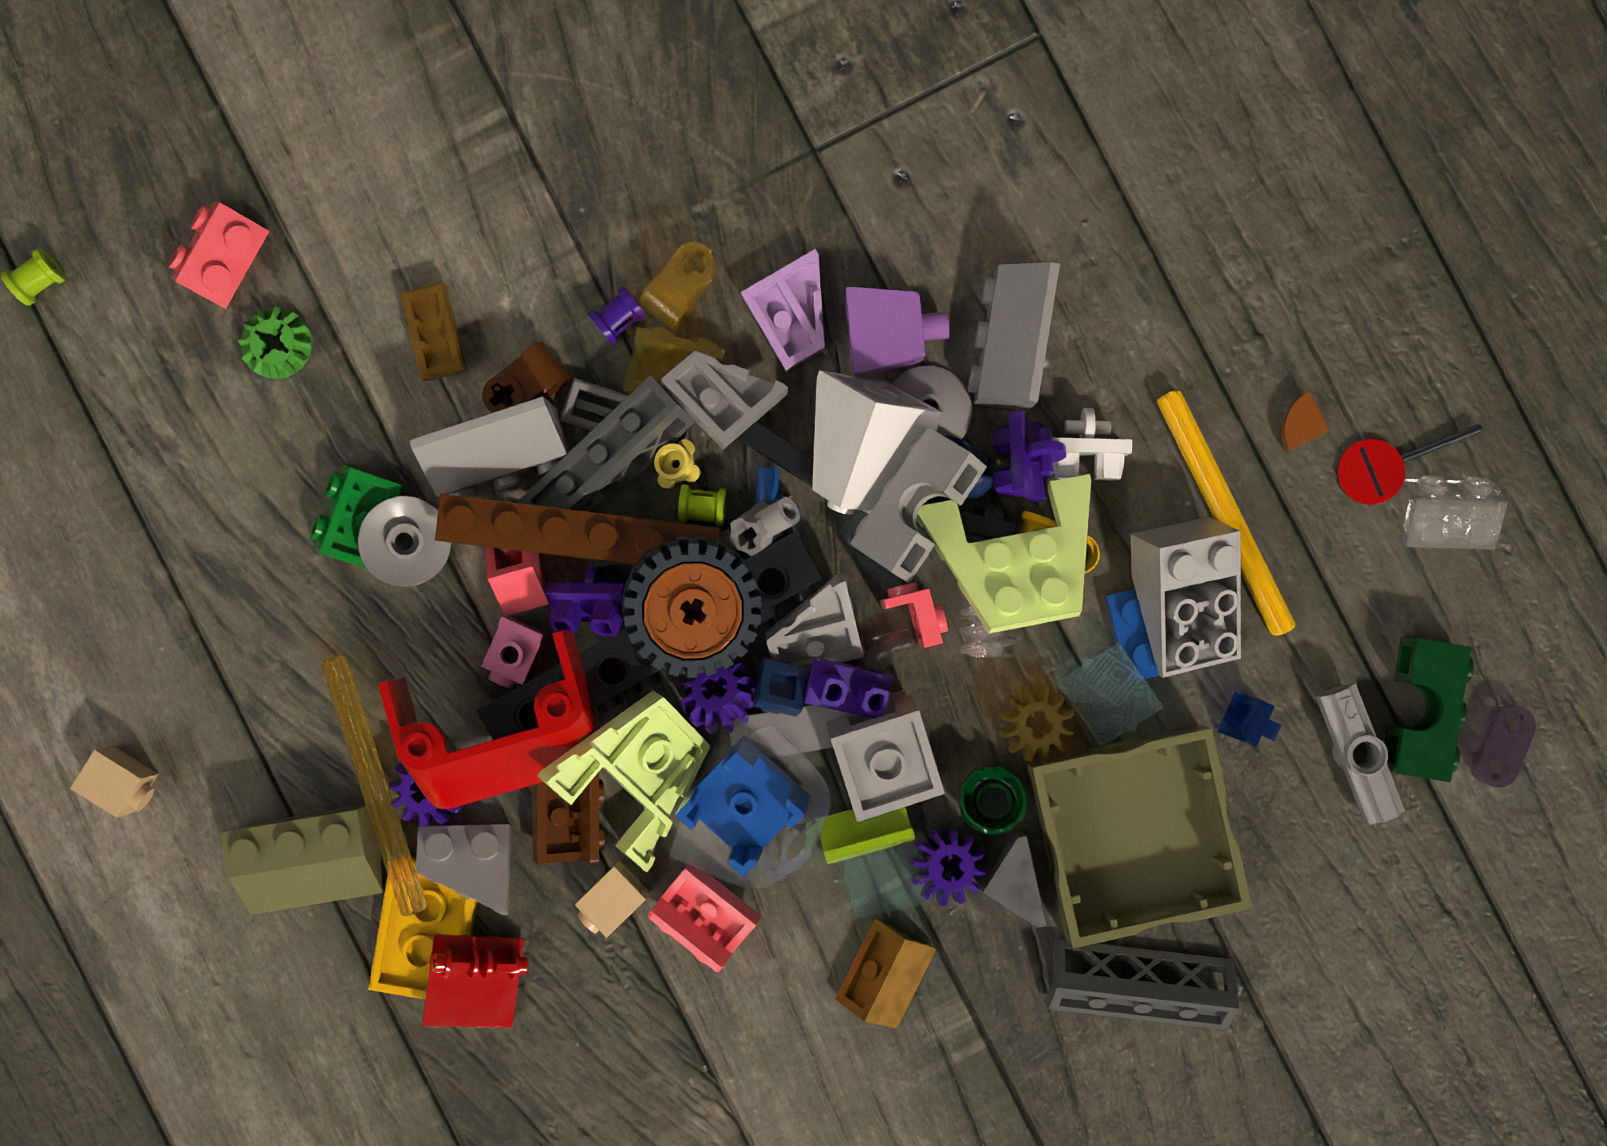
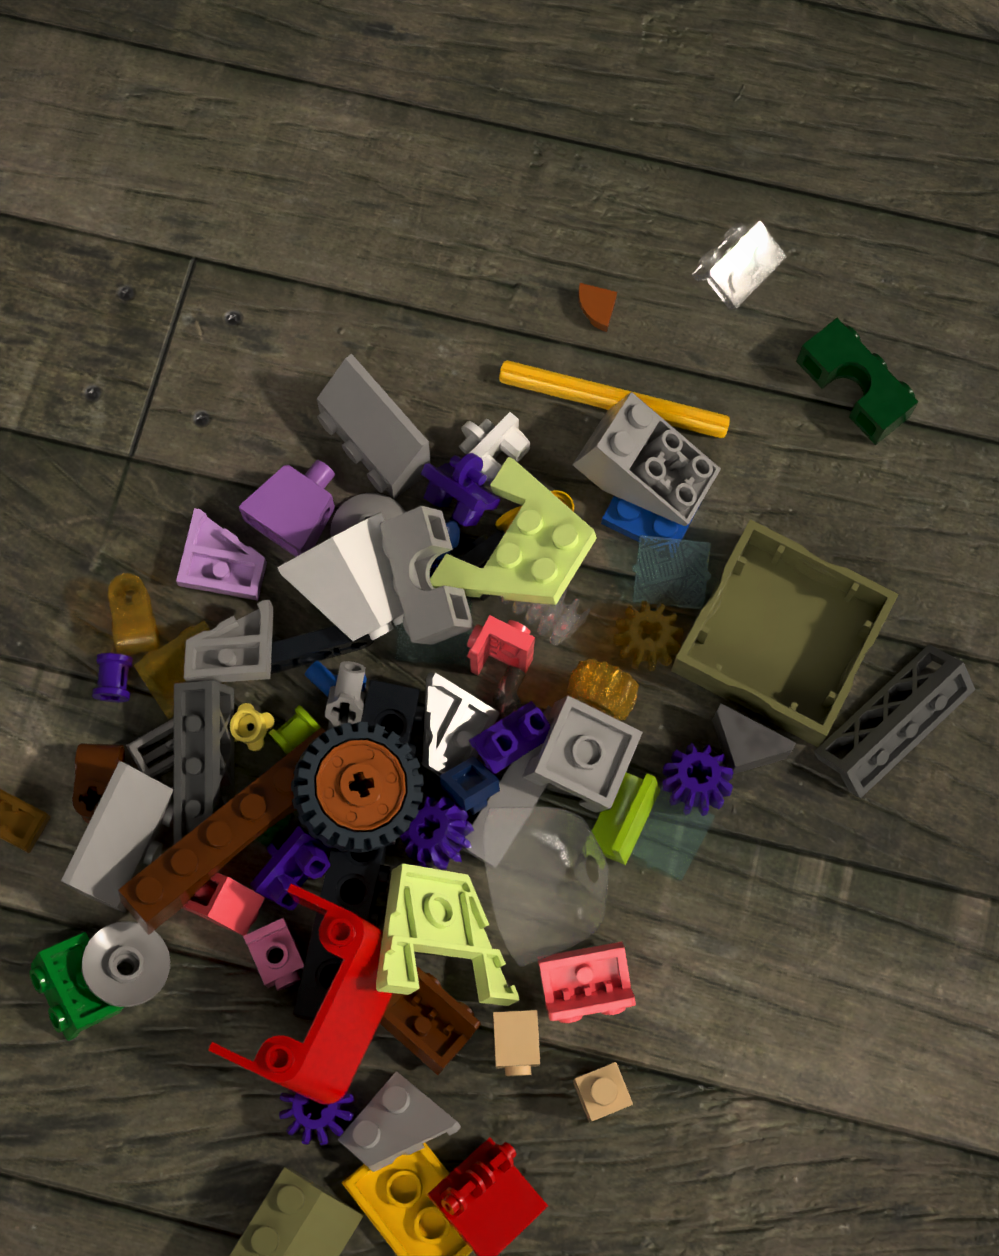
camera: 50 degrees left, 15 degrees down
(373, 785) = (279, 1147): clear yellow axle -> none
(629, 1001) = (602, 1092): none -> tan brick
(744, 803) = (529, 879): blue panel -> none
(884, 975) = (739, 891): pearl gold panel -> none
(954, 727) = (603, 688): none -> clear yellow gear
(992, 800) = (676, 709): dark green hair -> none
(1249, 720) = (767, 496): clear blue tile -> none
(1371, 779) = (875, 453): light grey piece -> none
(1375, 471) = (669, 288): red piece -> none
(1505, 746) = (920, 357): beam -> none

